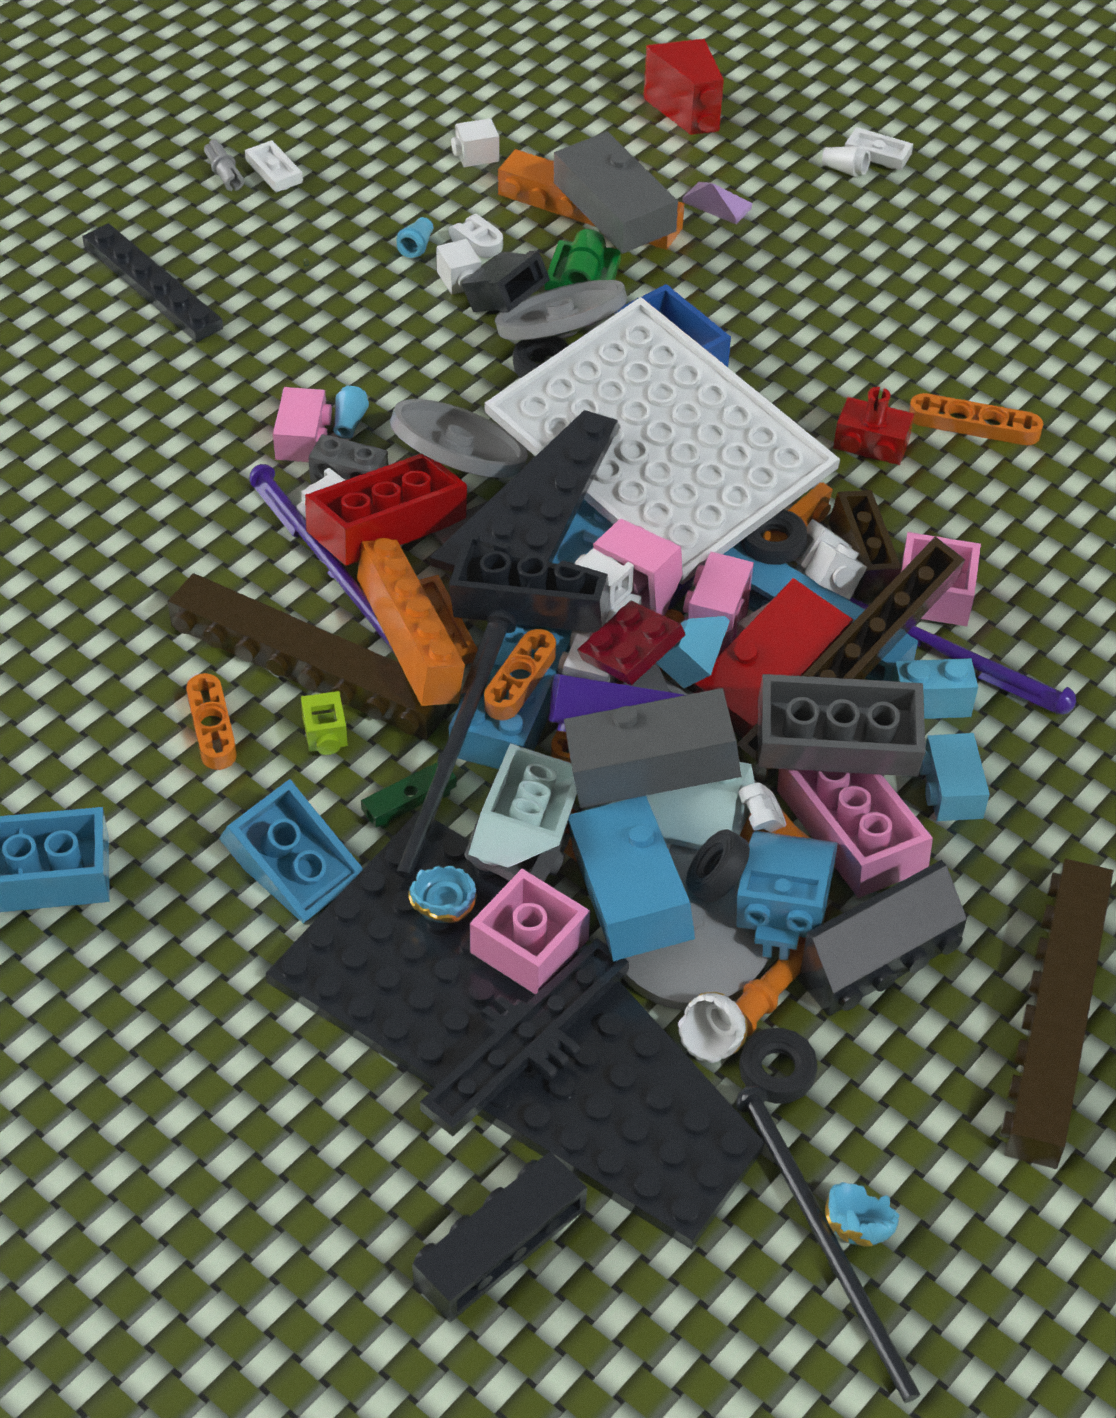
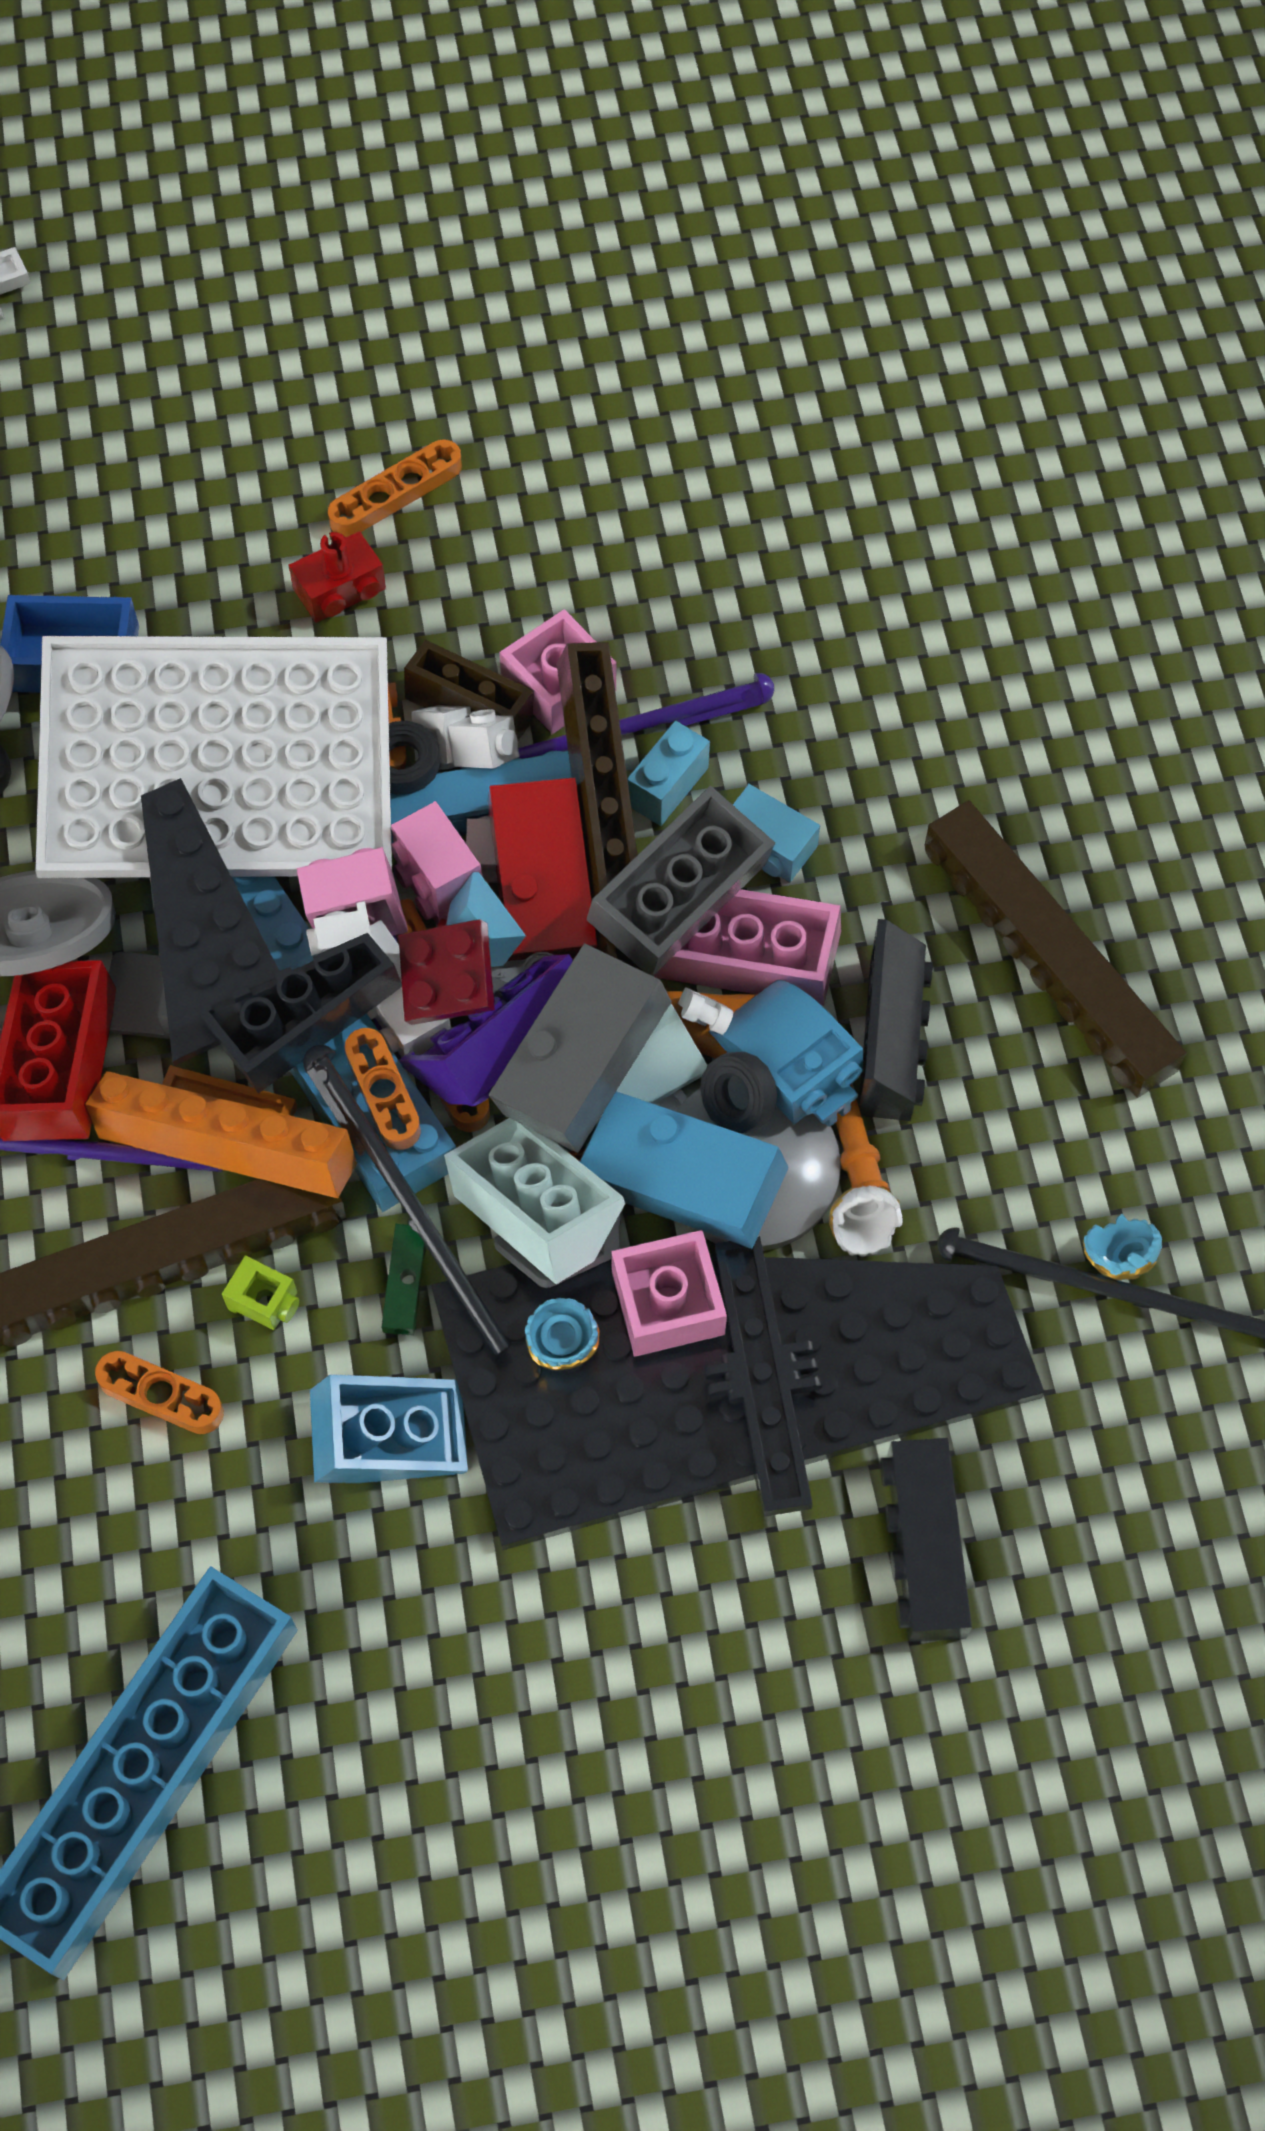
camera: 50 degrees left, 15 degrees up
(787, 1043) = (944, 1174): black tyre -> none

